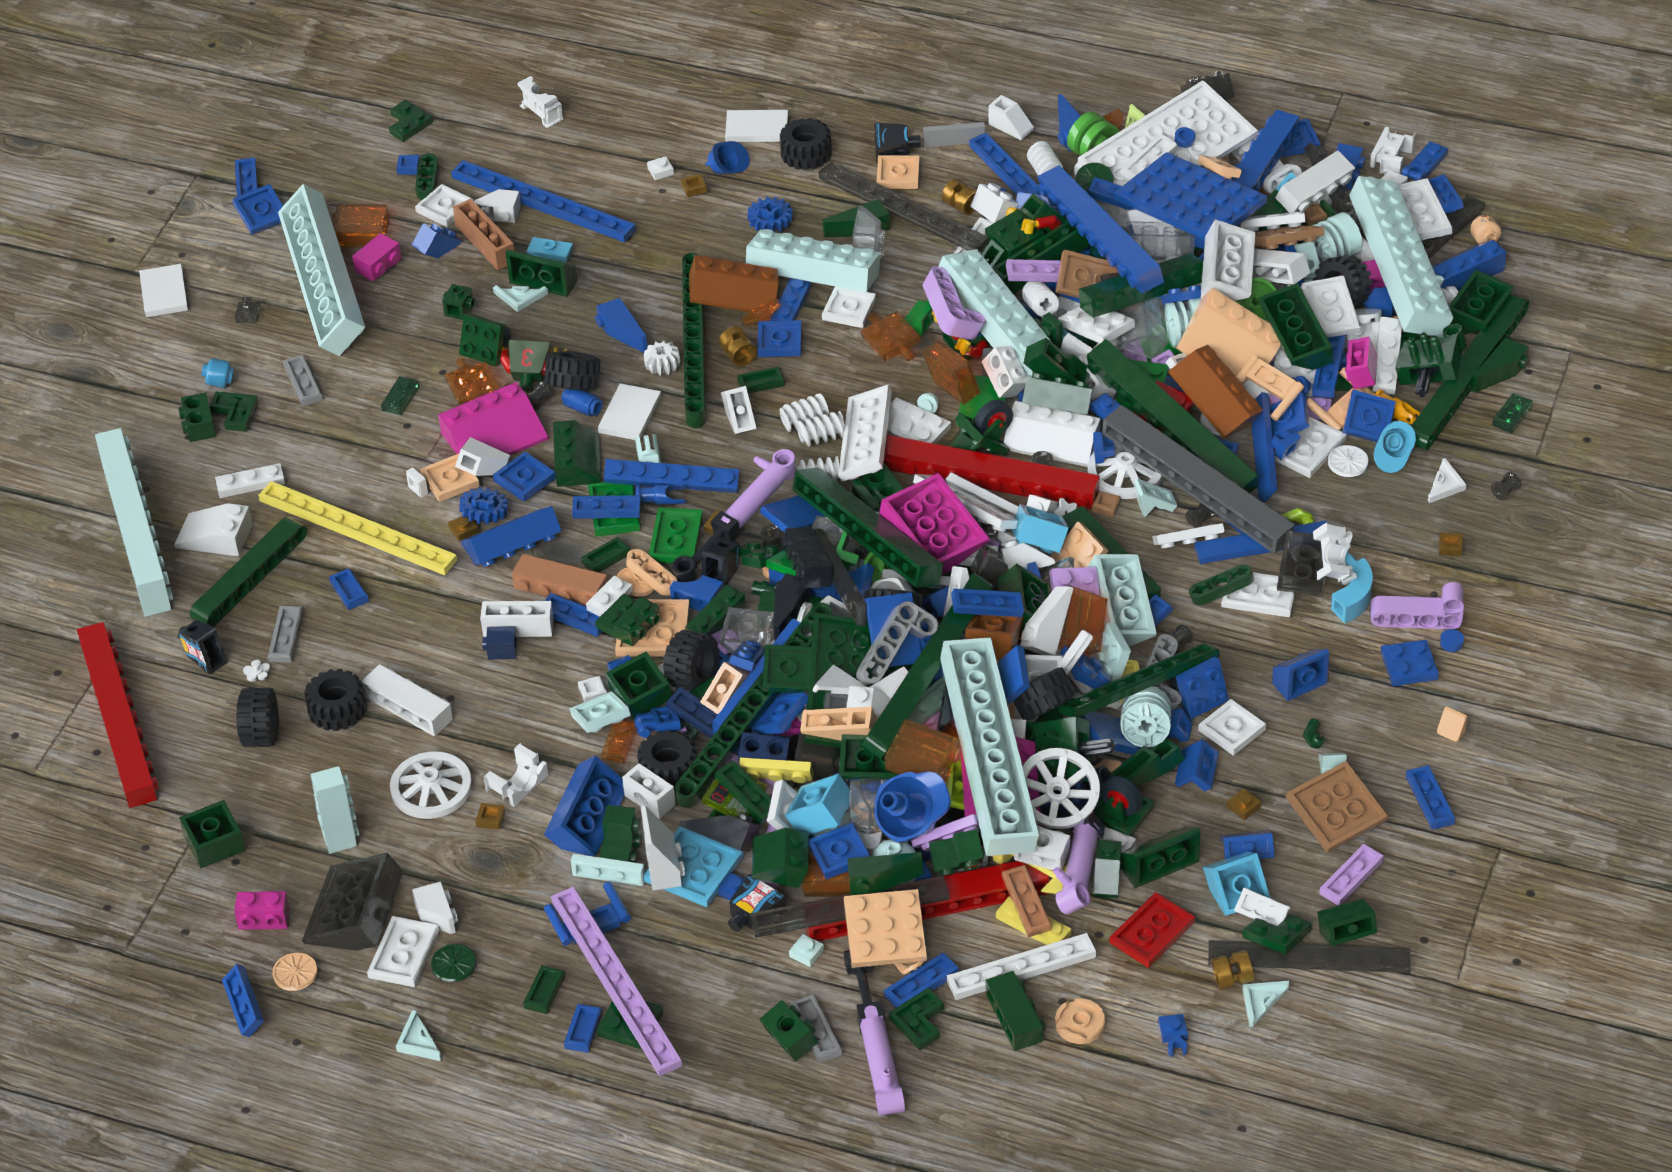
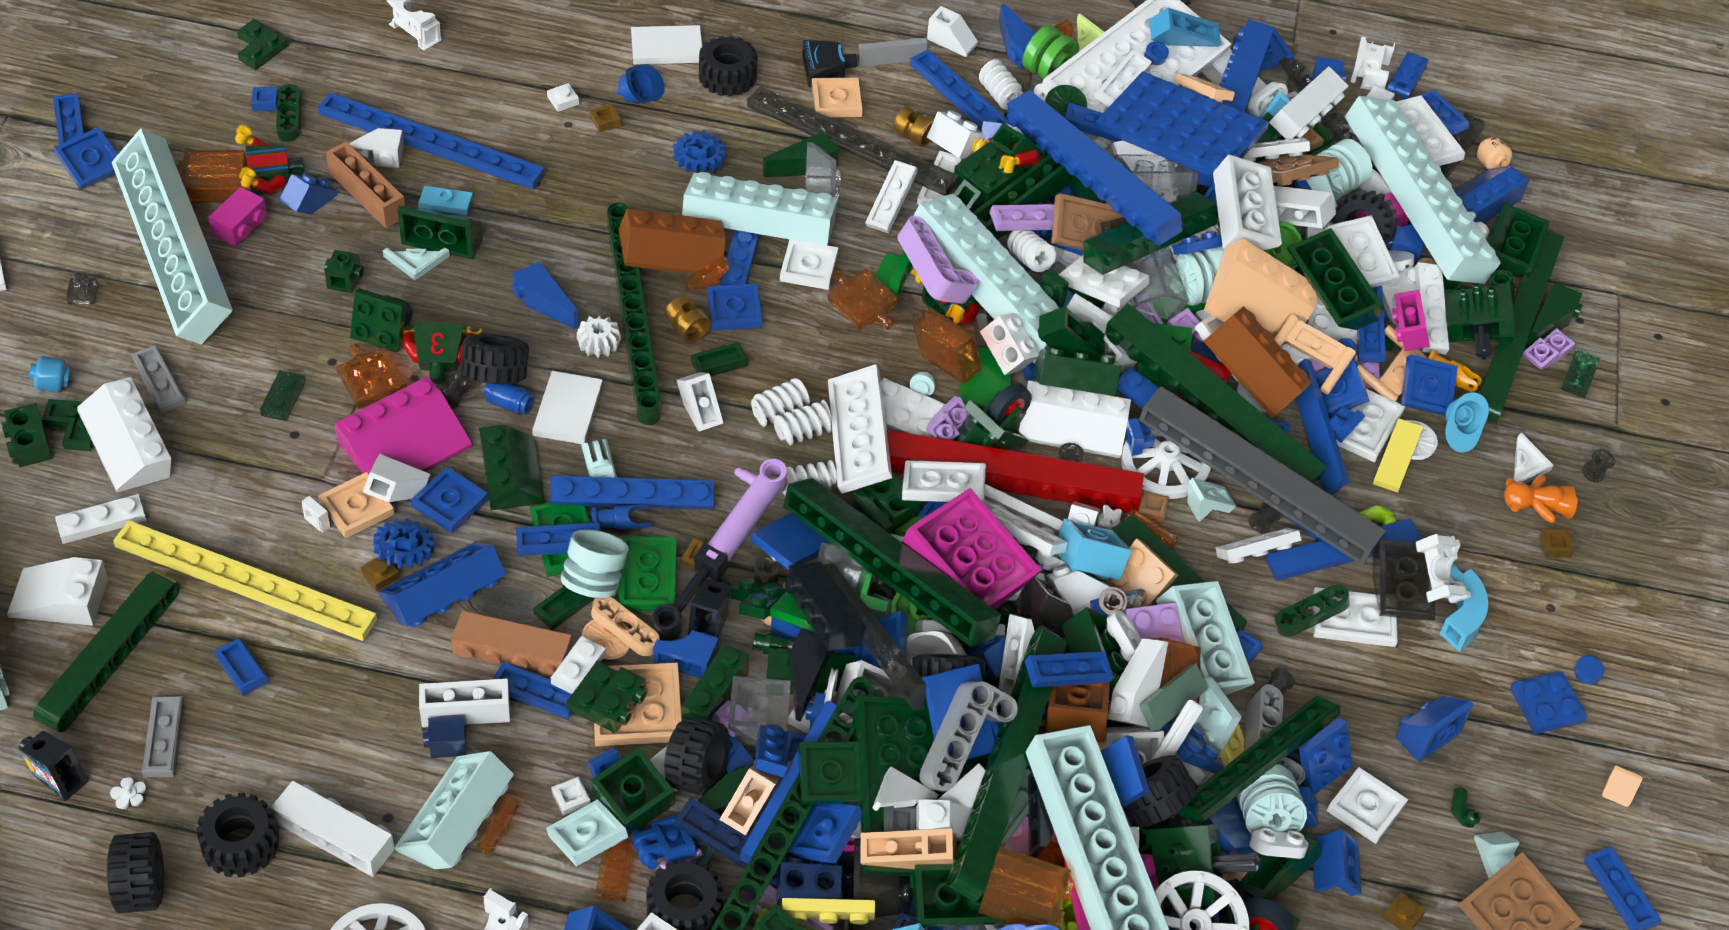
camera: 15 degrees left, 5 degrees up
(273, 419) = (125, 435): none -> white slope
(403, 216) = (267, 164): none -> torso
(440, 203) = (311, 144): white tile -> none
(502, 693) = (455, 810): none -> light aqua slope
(532, 704) = (497, 824): none -> clear orange pin
(631, 523) = (594, 563): none -> light aqua wheel
(915, 470) = (942, 480): none -> white tile
(928, 253) = (891, 196): none -> white tile
(942, 431) = (948, 420): none -> lavender slope
(1043, 562) = (1106, 602): none -> cone
(1044, 582) = (1124, 632): none -> white plate
(1065, 634) = (1172, 697): none -> sand green tile
(1111, 527) = (1165, 536): none -> clear orange pin
(1137, 742) = (1279, 844): none -> white plate
(1212, 117) = (1182, 29): none -> dark azure slope
(1328, 471) = (1398, 455): none -> light yellow tile
(1420, 611) = (1549, 634): lavender beam -> none
(1444, 507) = (1543, 499): none -> orange piece
(1490, 395) = (1549, 350): none -> lavender slope

